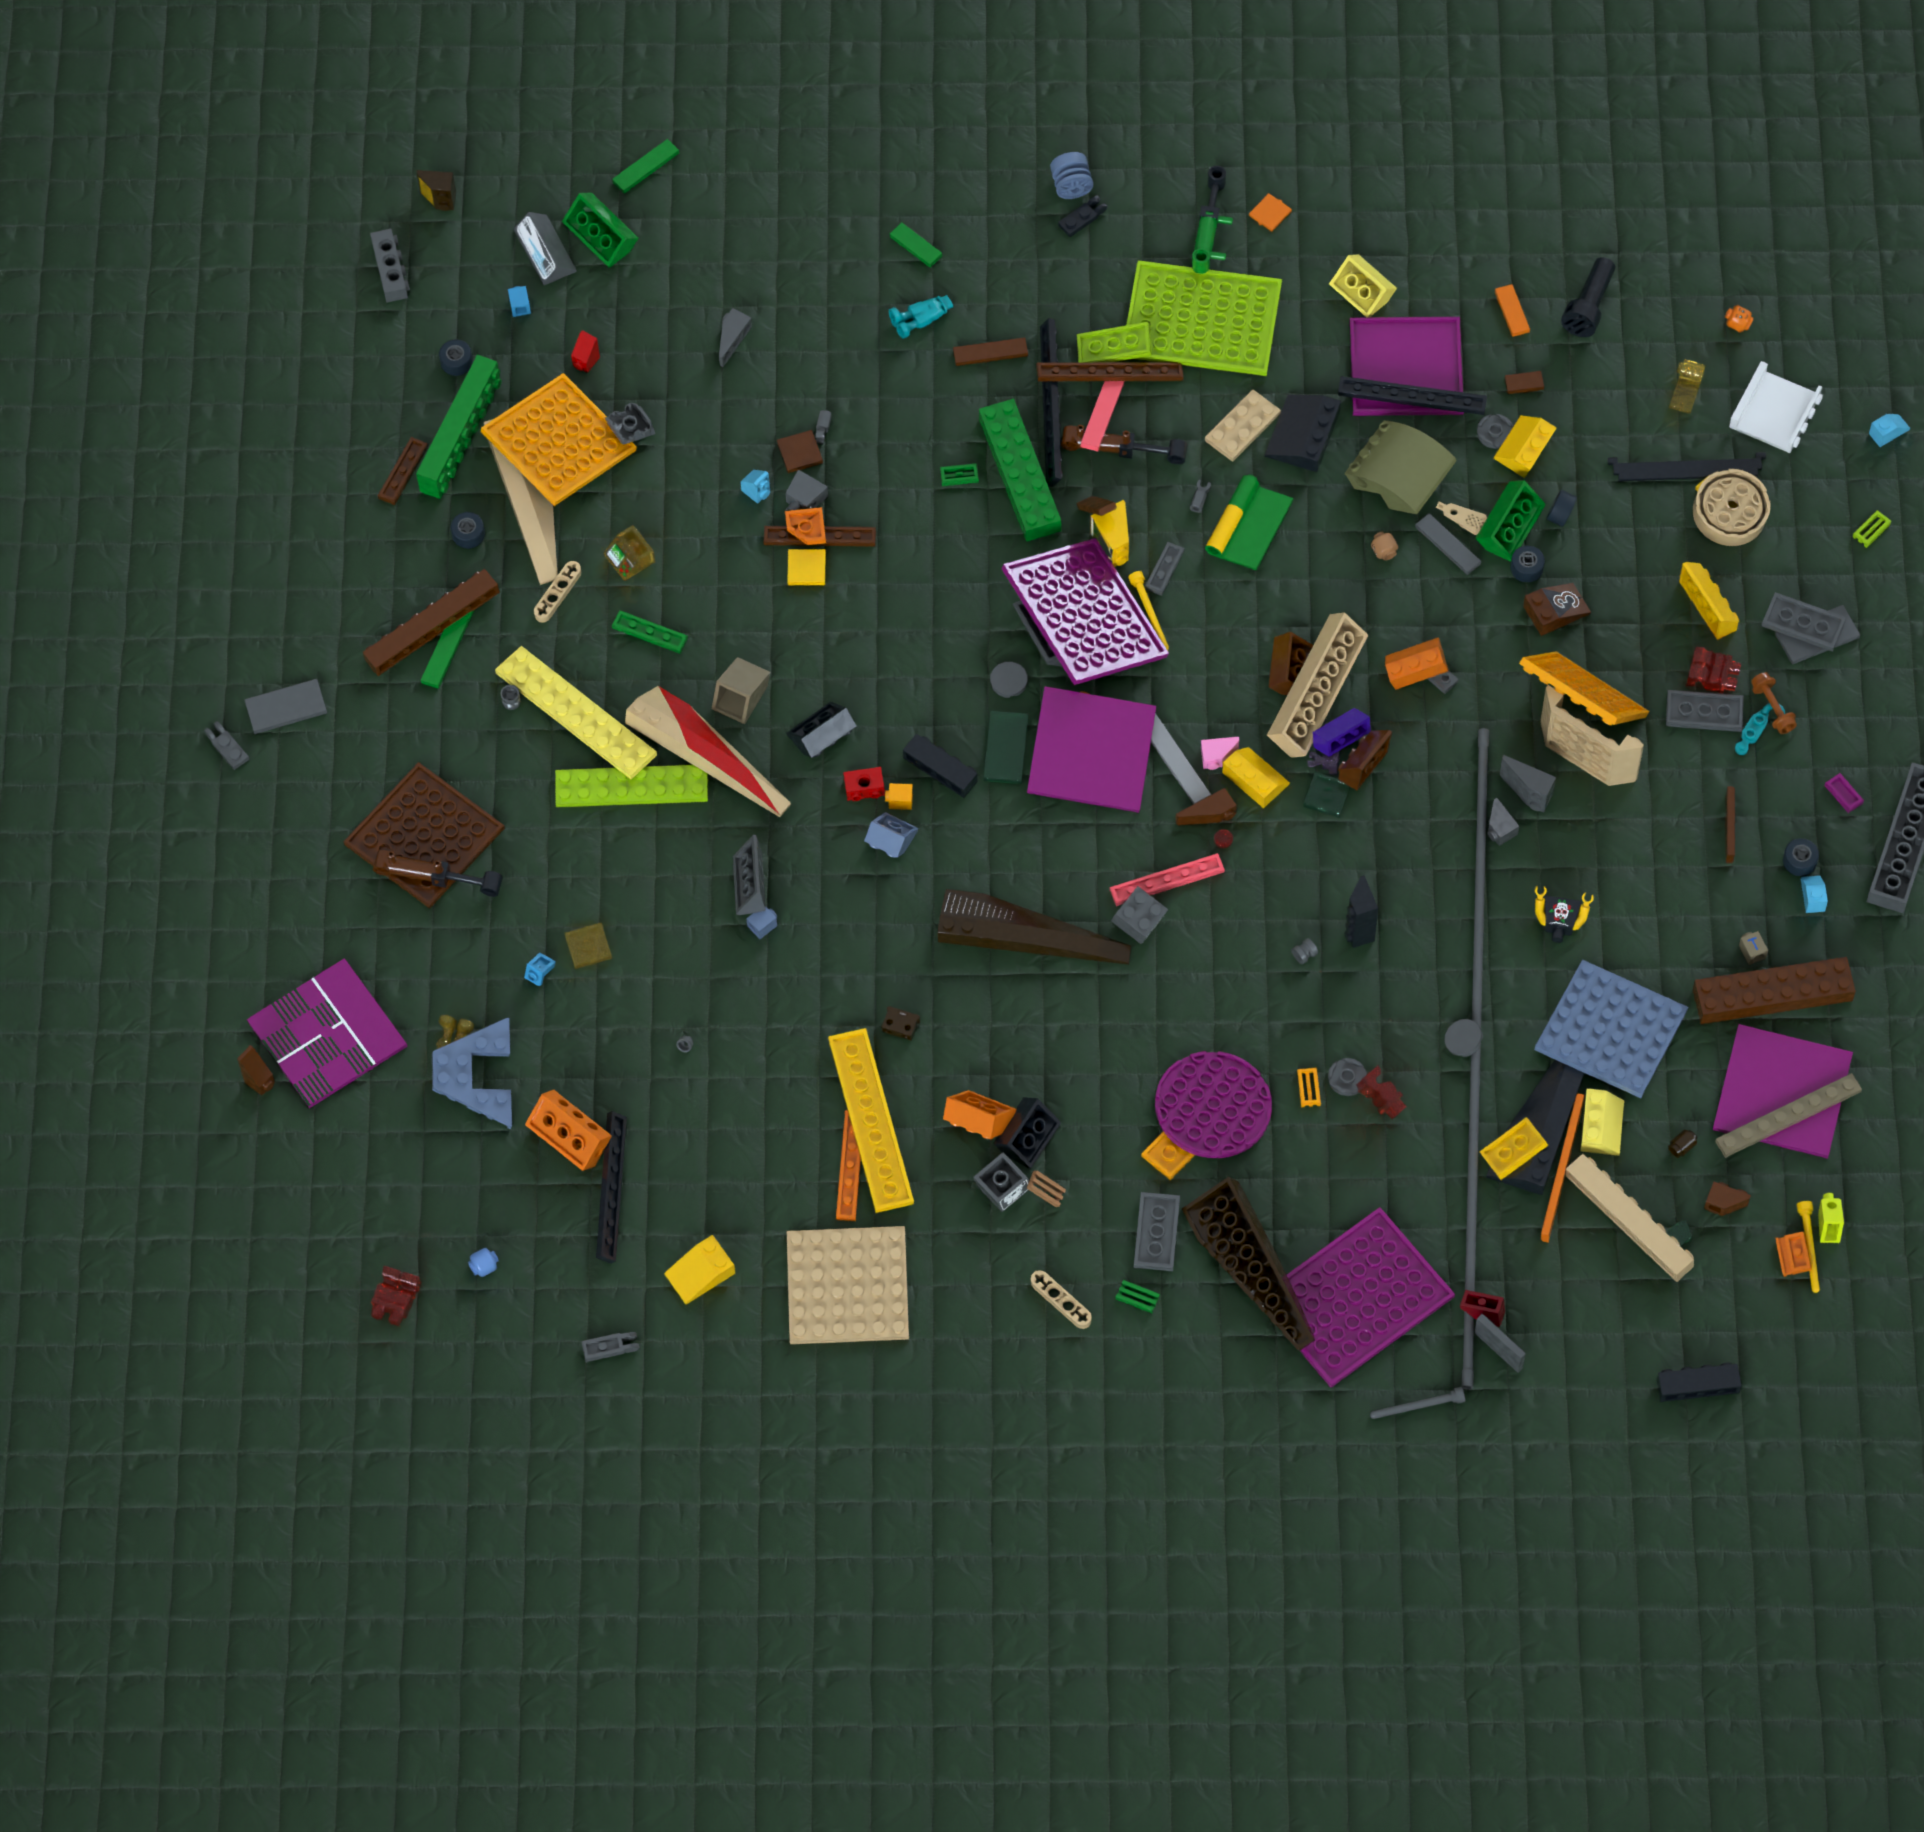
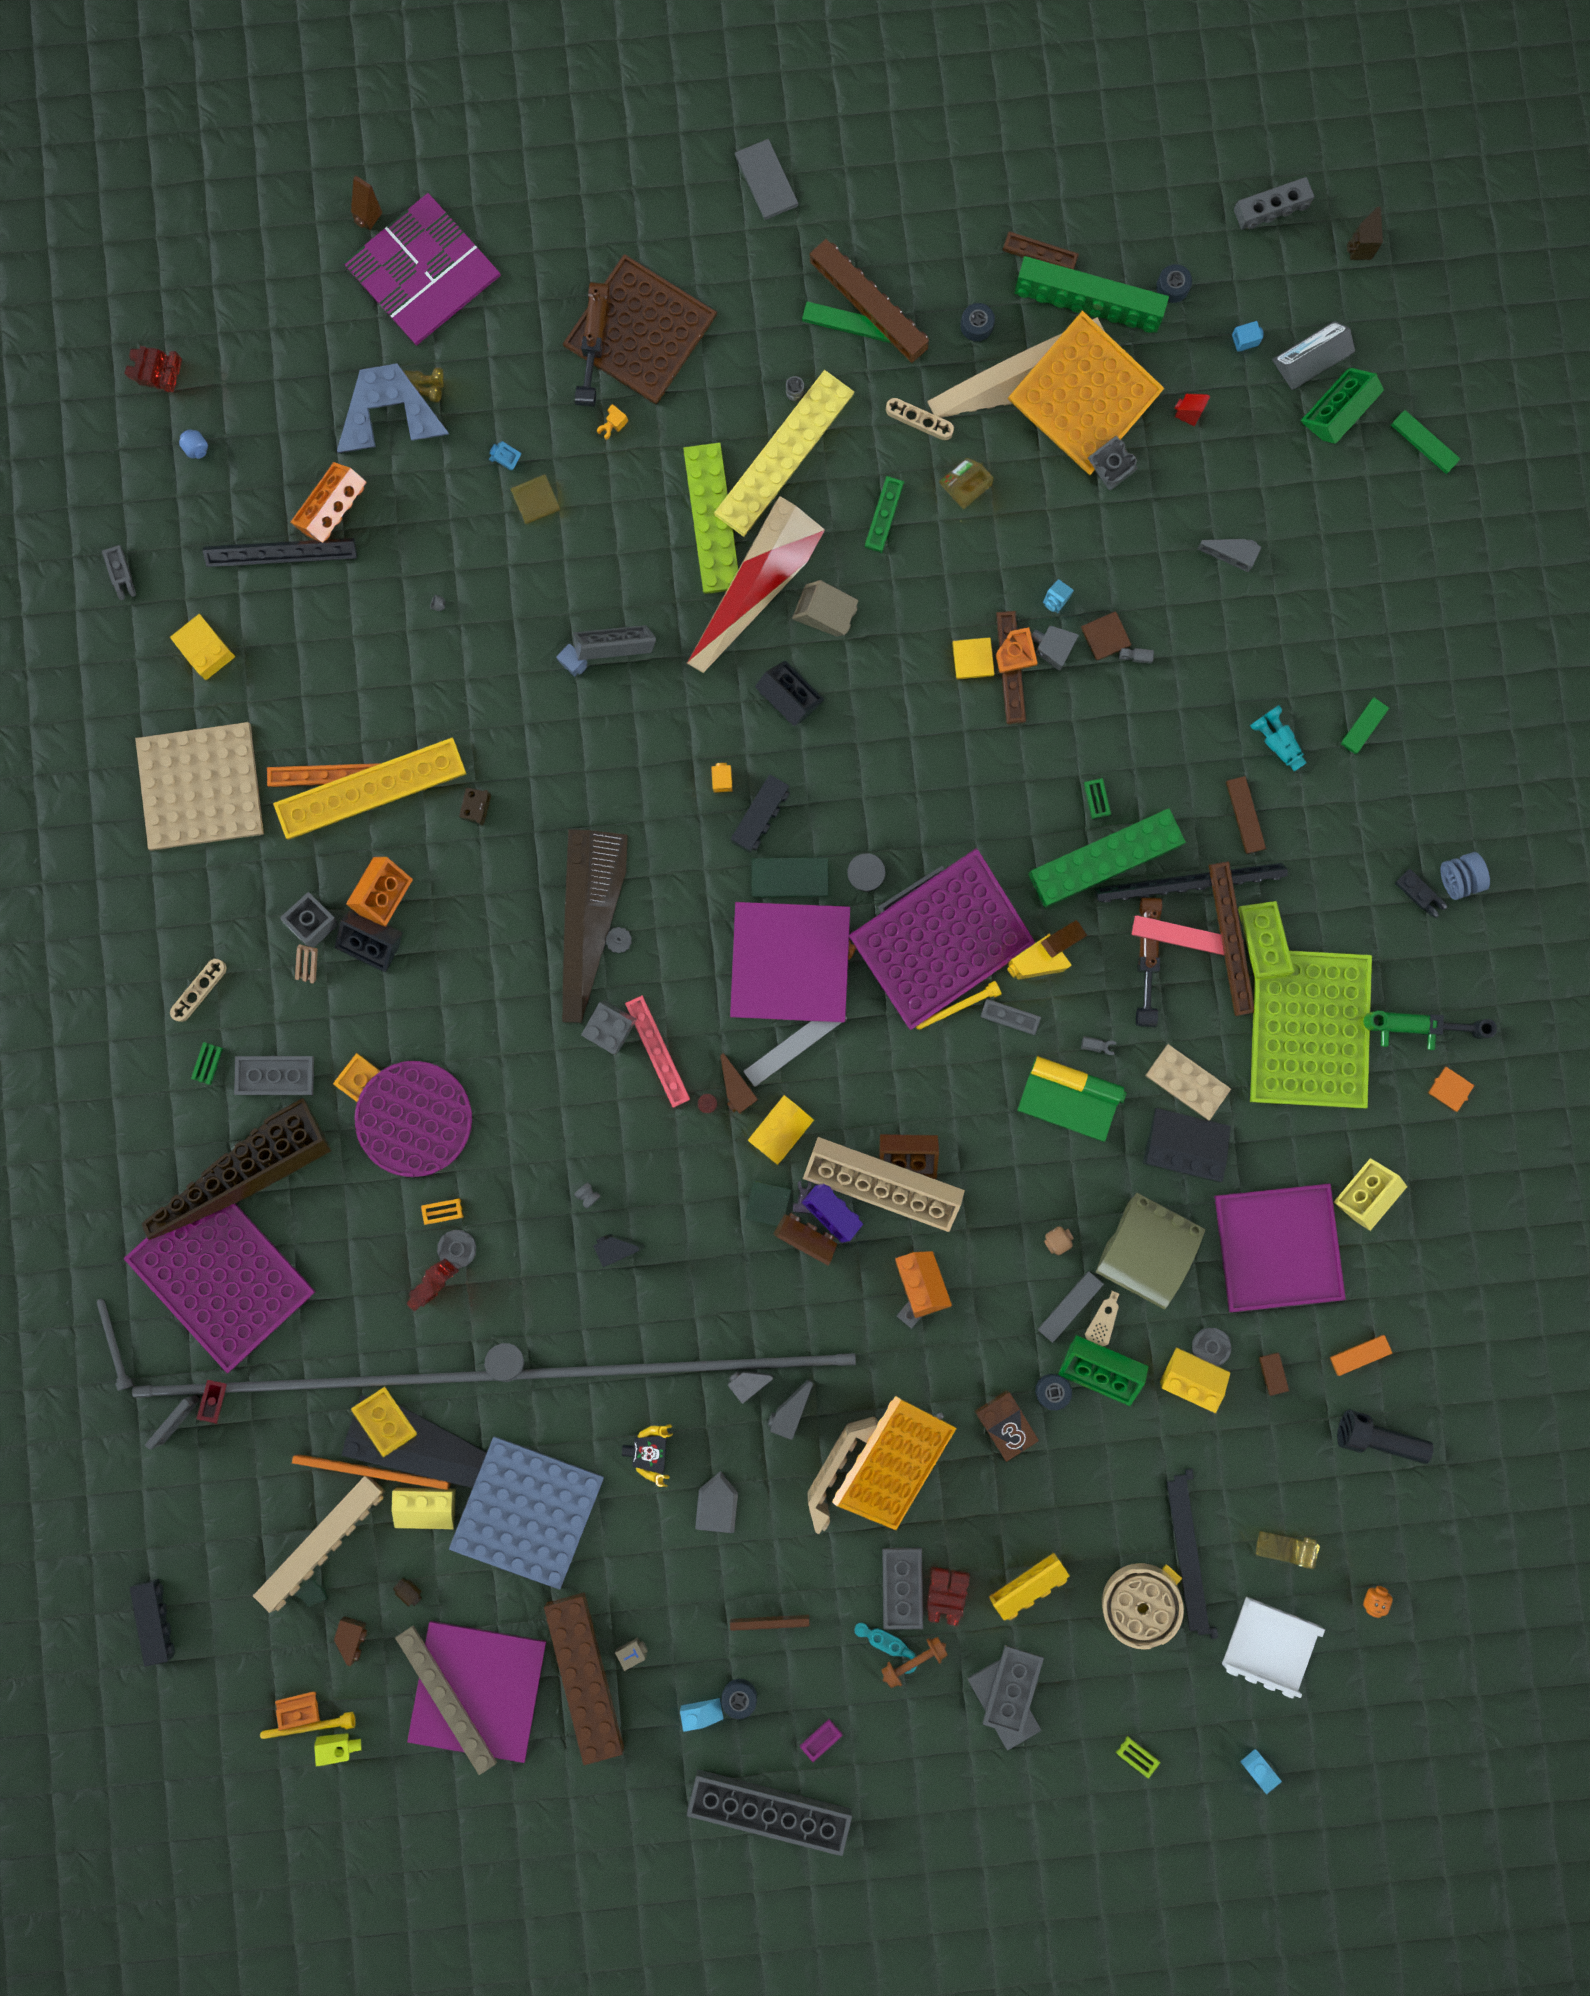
camera: 80 degrees right, 20 degrees up
(227, 746) = (717, 131): dark grey hinge -> none
(519, 864) = (615, 419): none -> light orange piece
(870, 776) = (733, 730): red brick -> none
(890, 834) = (679, 774): sand blue slope -> none
(1051, 905) = (618, 940): none -> dark grey piece
(1216, 751) = (801, 1088): bright pink slope -> none
(1412, 395) = (1240, 1257): black plate -> none
(1561, 508) = (1121, 1424): black wheel -> none
(1616, 864) = (717, 1505): none -> dark grey tile

